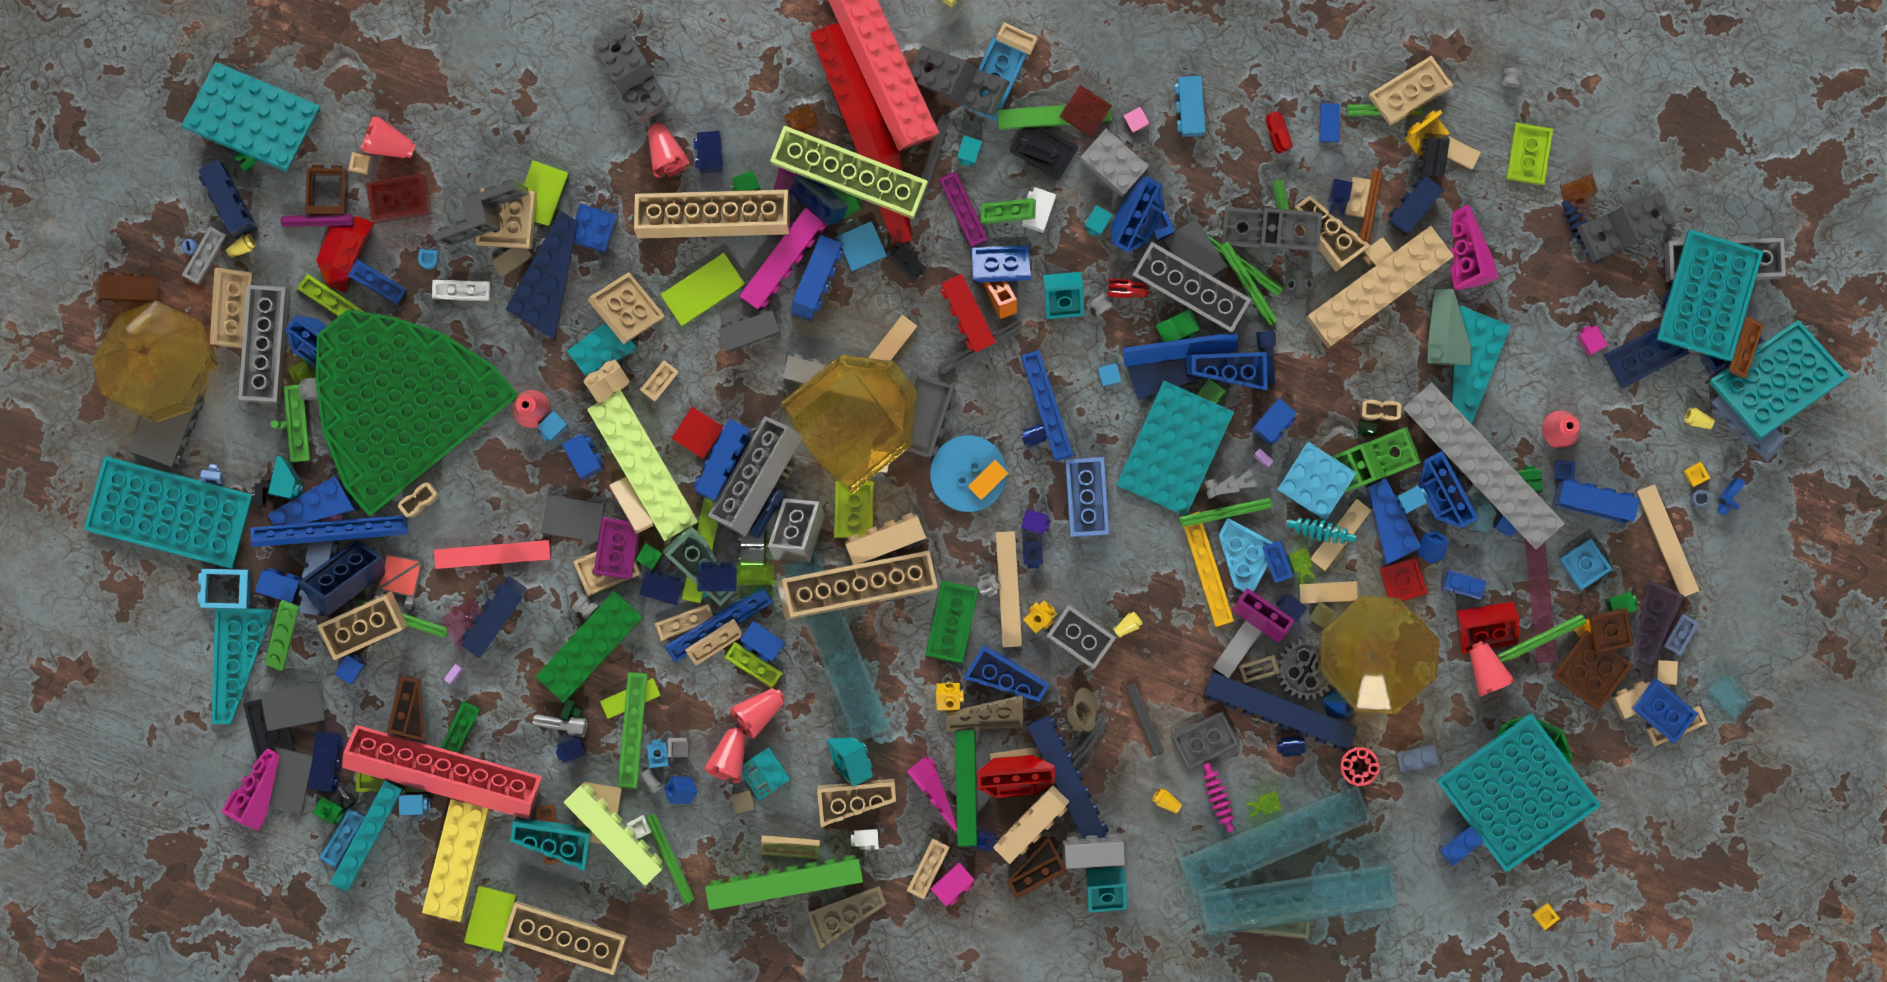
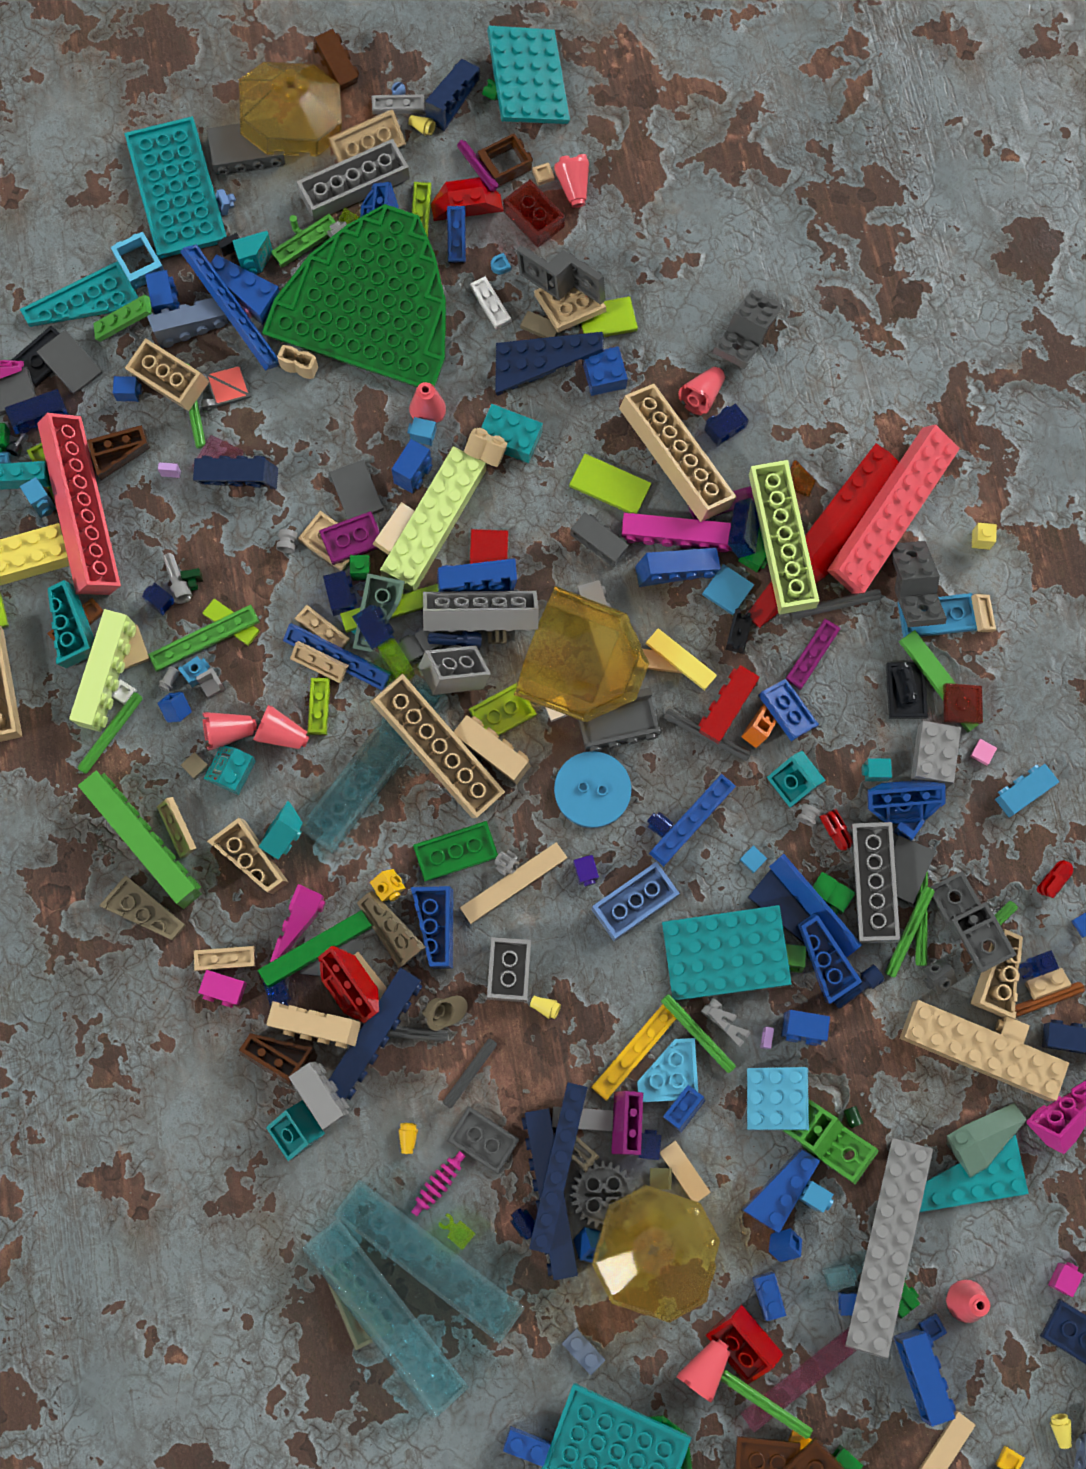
camera: 55 degrees right, 10 degrees down
(342, 577) = (197, 336): dark blue slope -> none
(460, 727) = (127, 502): green tile -> none
(492, 554) = (288, 446): coral tile -> none
(589, 647) = (255, 563): green brick -> none
(626, 308) = (556, 429): tan plate -> none
(659, 381) = (512, 493): tan plate -> none
(745, 182) = (722, 464): green brick -> none
(762, 641) = (343, 701): blue brick -> none
(865, 839) = (220, 888): white brick -> none
(901, 327) = (681, 659): none -> light yellow tile
(969, 151) = (864, 628): teal brick -> none
(987, 479) = (597, 807): light orange tile -> none
(1008, 211) = (837, 689): bright green plate -> none
(1032, 546) = (558, 877): clear blue brick -> none
(1040, 616) = (506, 923): yellow brick -> none
(1044, 204) = (854, 714): white brick -> none
(1265, 692) = (558, 1168): none -> dark blue brick
(1301, 562) = (696, 1130): clear neon green plate -> none
(1321, 530) = (736, 1131): teal piece -> none
(1350, 520) = (743, 1151): tan tile -> none
(1367, 766) = (542, 1309): coral cone -> none
(1386, 411) = (878, 1123): tan brick -> none
(1403, 579) = (739, 1236): red tile -> none
(1446, 492) = (843, 1225): blue wedge -> none
(1585, 564) = (860, 1403): dark azure tile -> none

